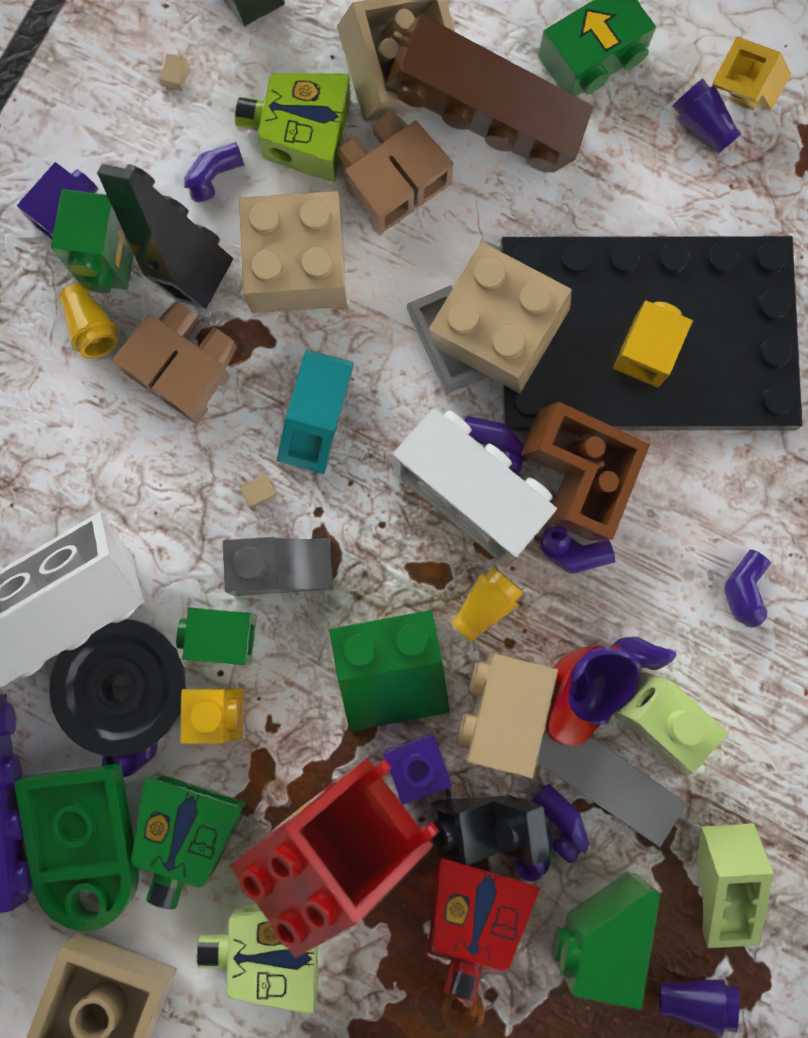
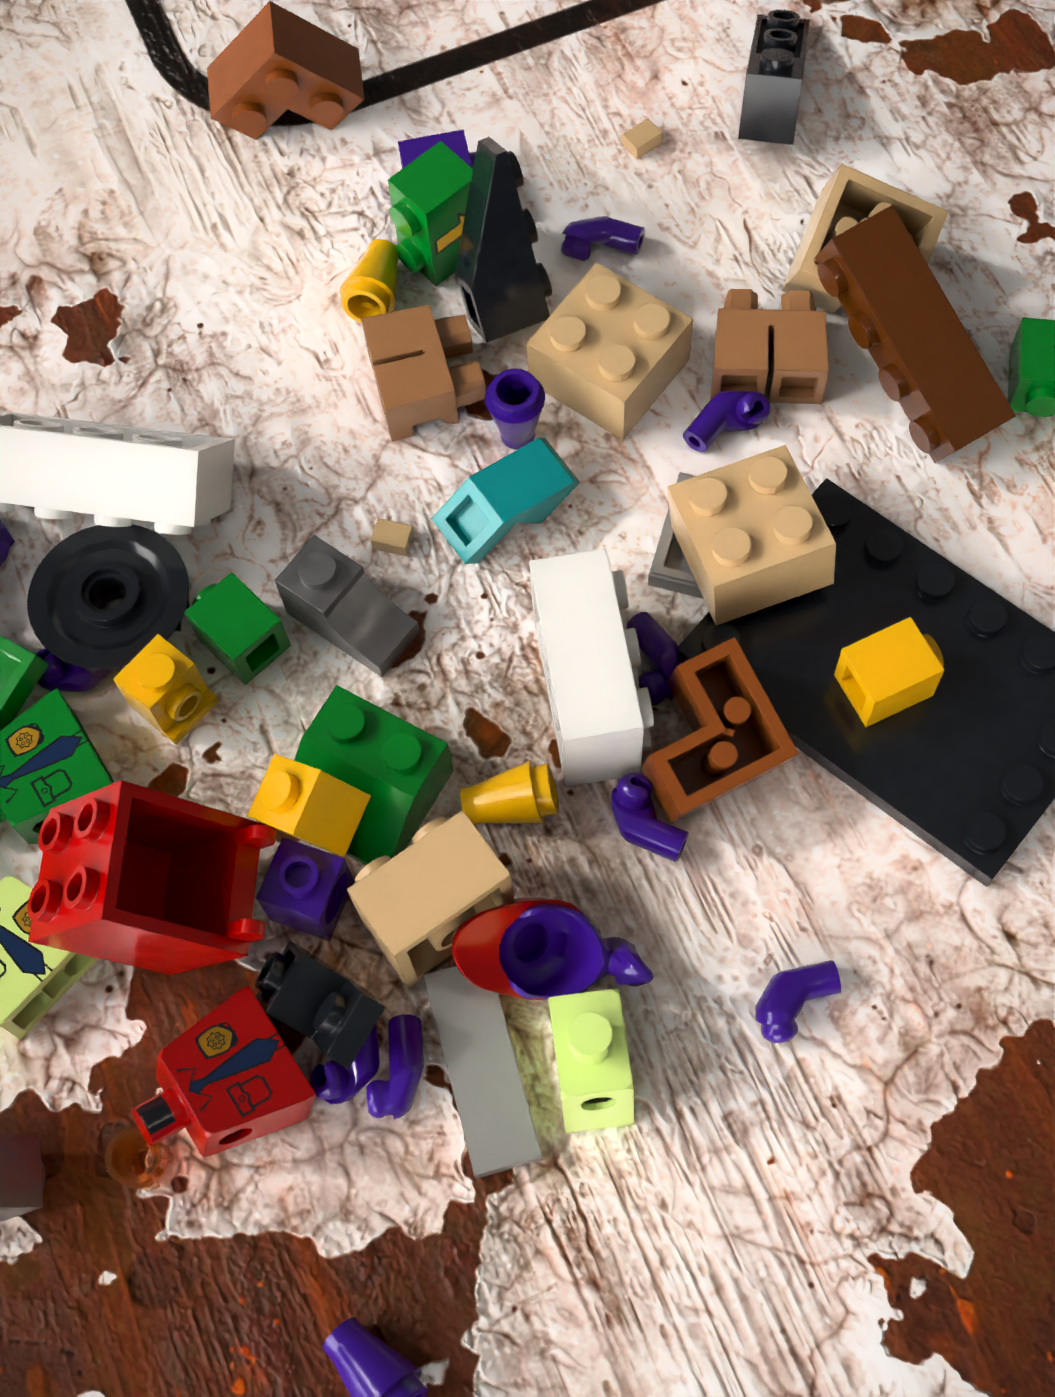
camera: 45 degrees right, 15 degrees down
(268, 332) = (515, 405): none -> dark purple cone
(300, 120) = (720, 247): lime torso -> none
(388, 724) = (309, 805): none -> yellow brick
(401, 238) = (727, 413): none -> dark purple arm
(609, 942) = (331, 1205): green slope -> none
(733, 884) = (511, 1276): yellowish green arch -> none

